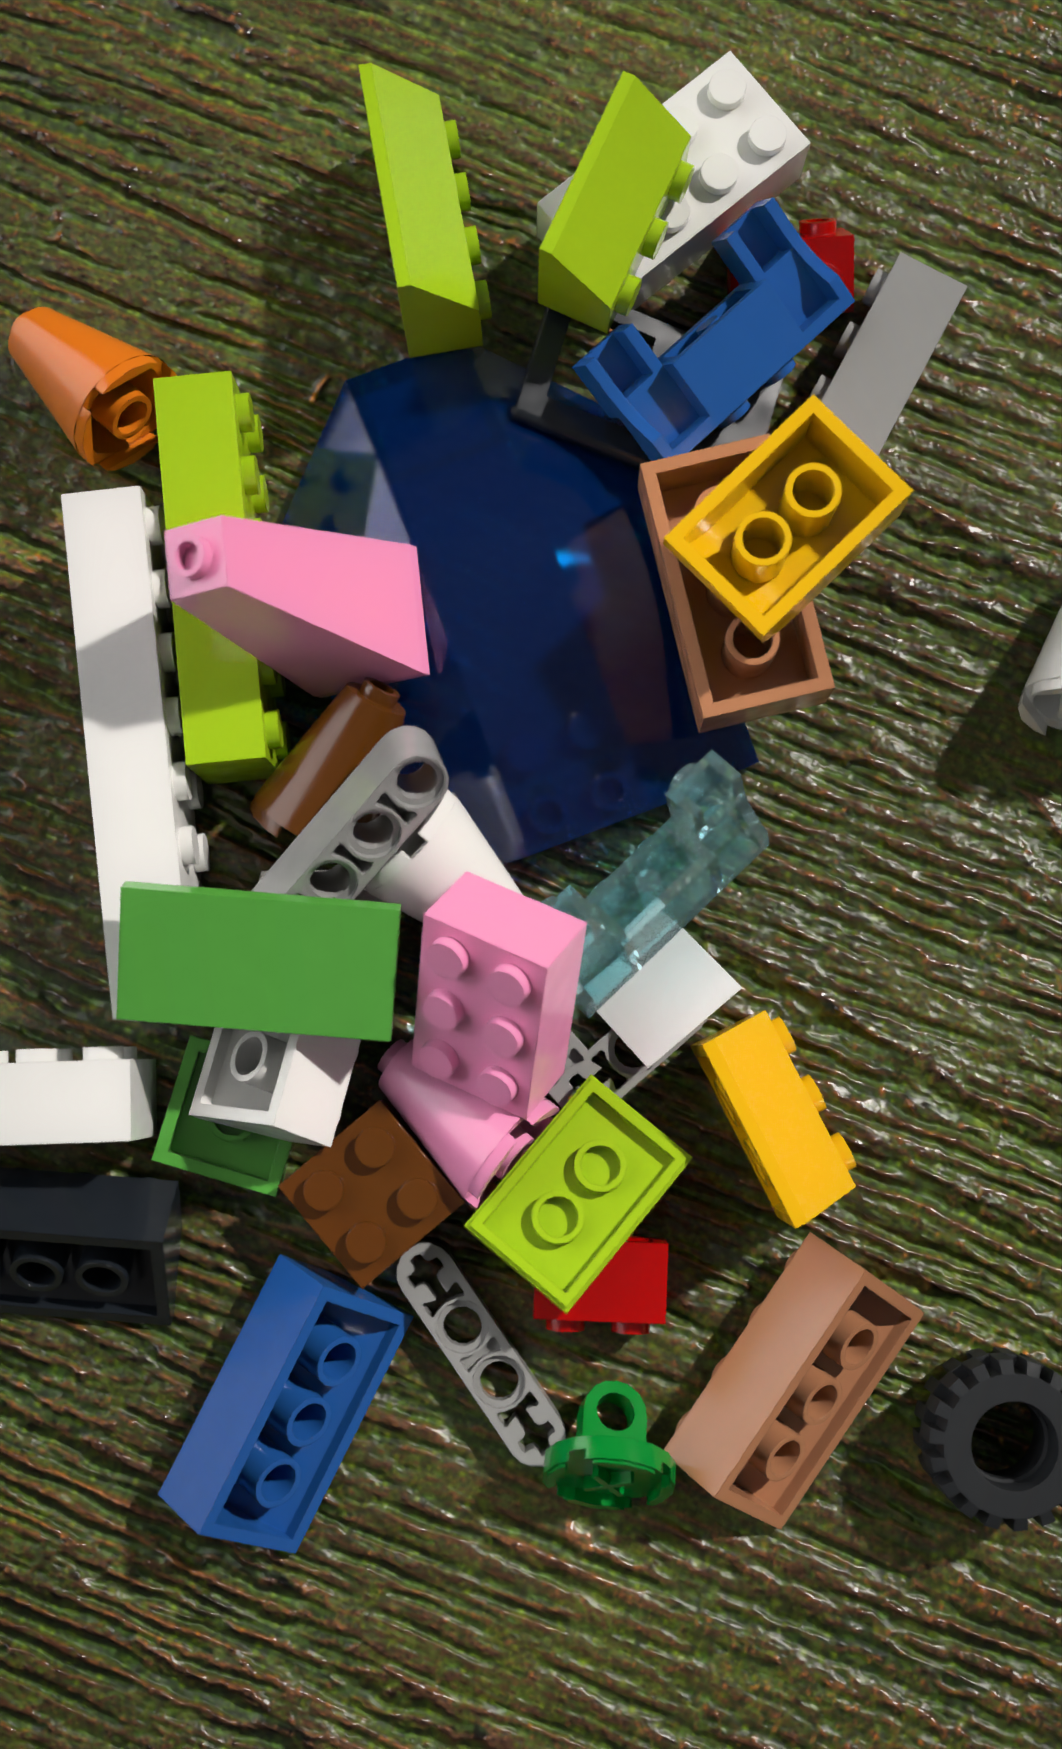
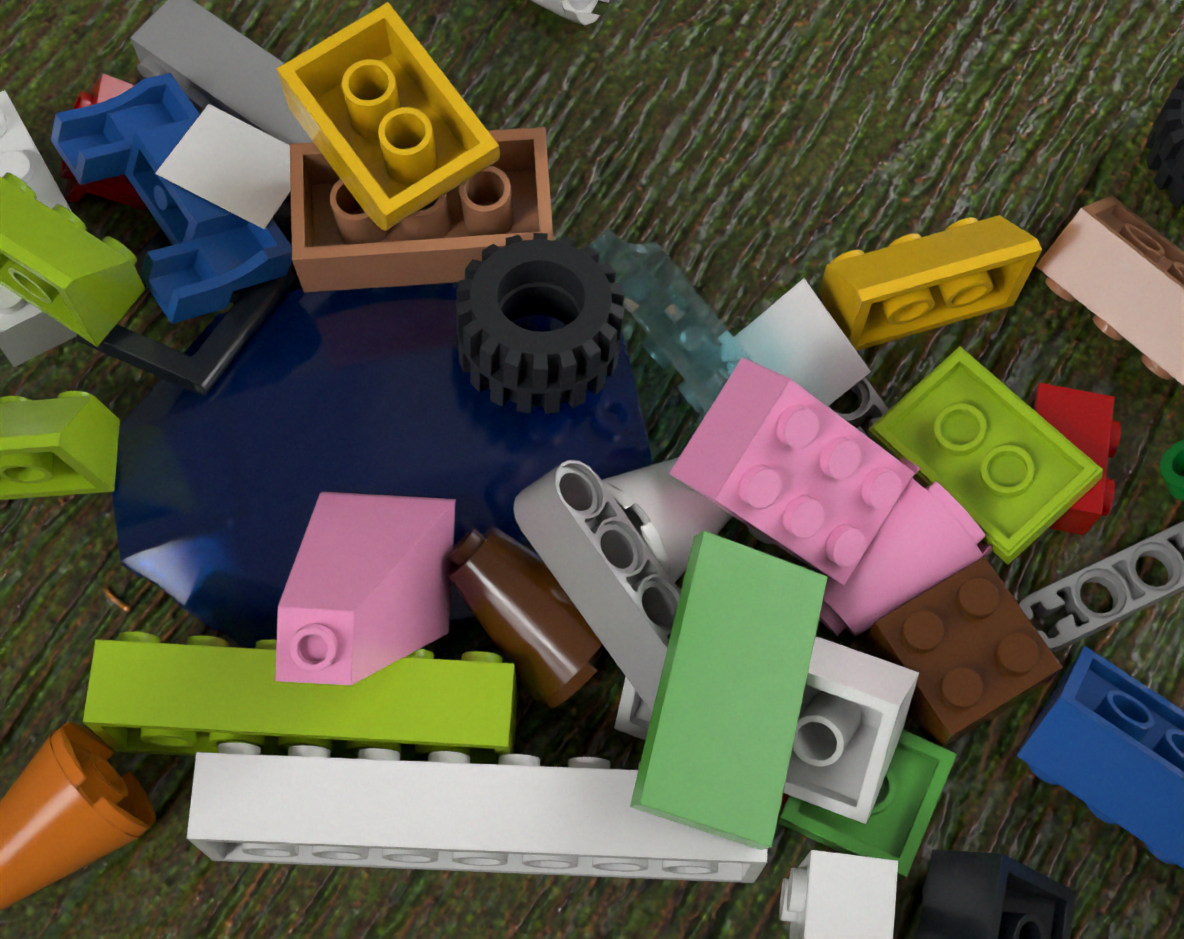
camera: 80 degrees left, 15 degrees down
(655, 687) = (545, 281): none -> black tyre
(751, 380) = (231, 166): none -> white sticker

